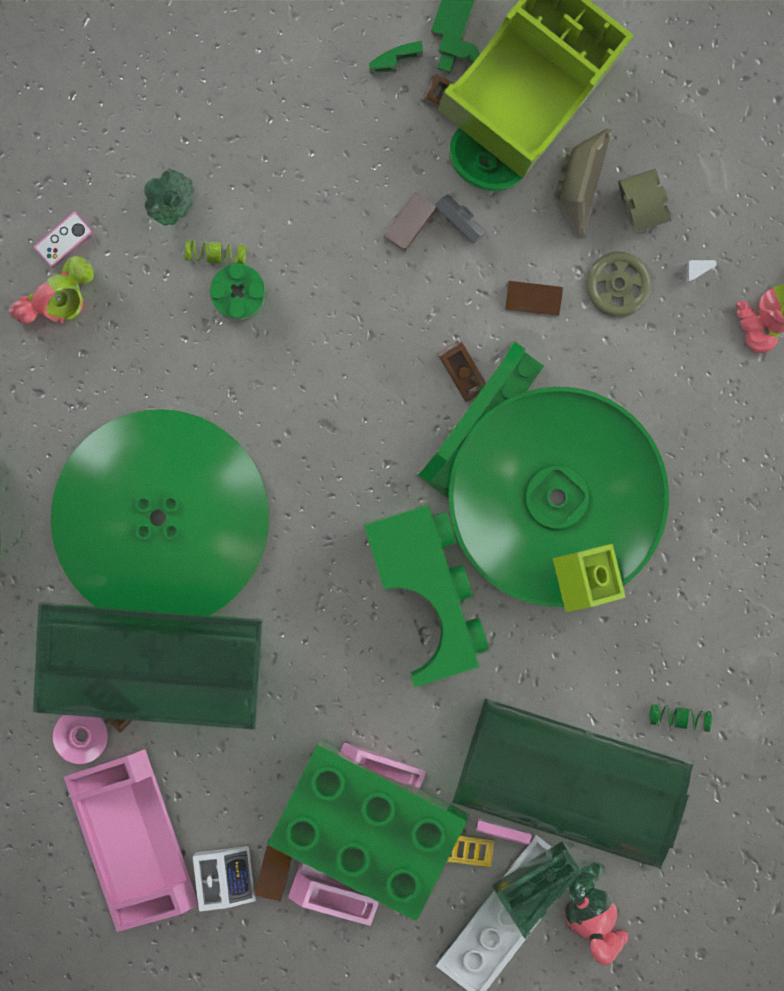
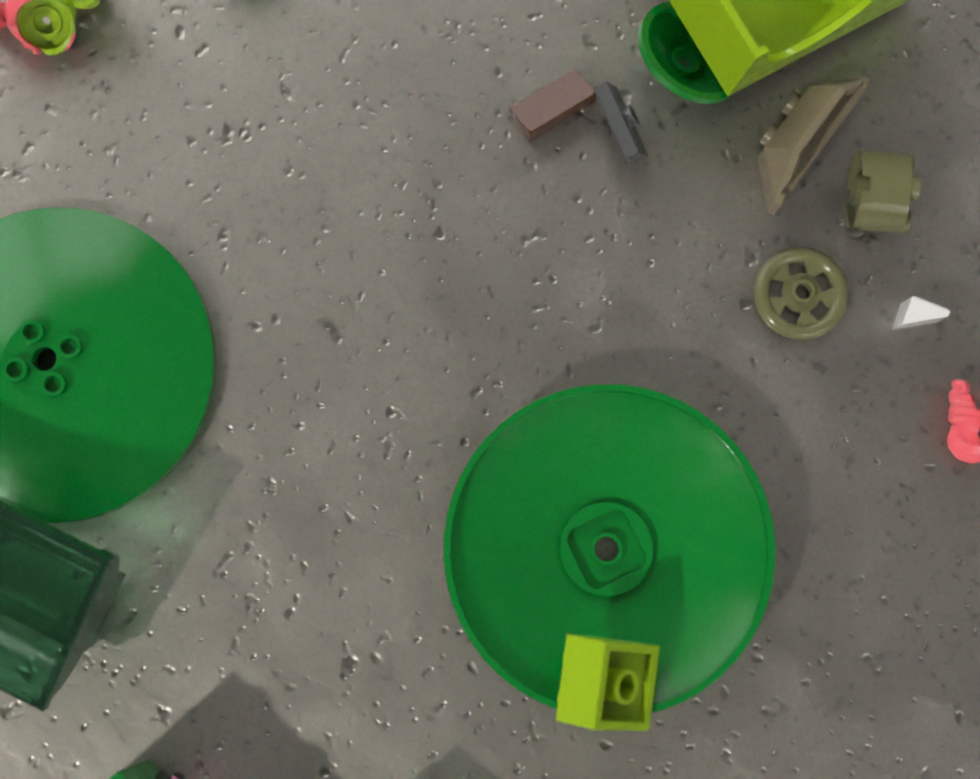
camera: 20 degrees right, 5 degrees down
(214, 253) = (277, 43): lime piece -> none
(238, 276) = (280, 82): green brick -> none
(412, 558) = (365, 552): green piece -> none
(461, 369) = (544, 326): reddish brown slope -> none
(510, 378) = (604, 357): green plate -> none
(534, 298) = (679, 266): reddish brown slope -> none

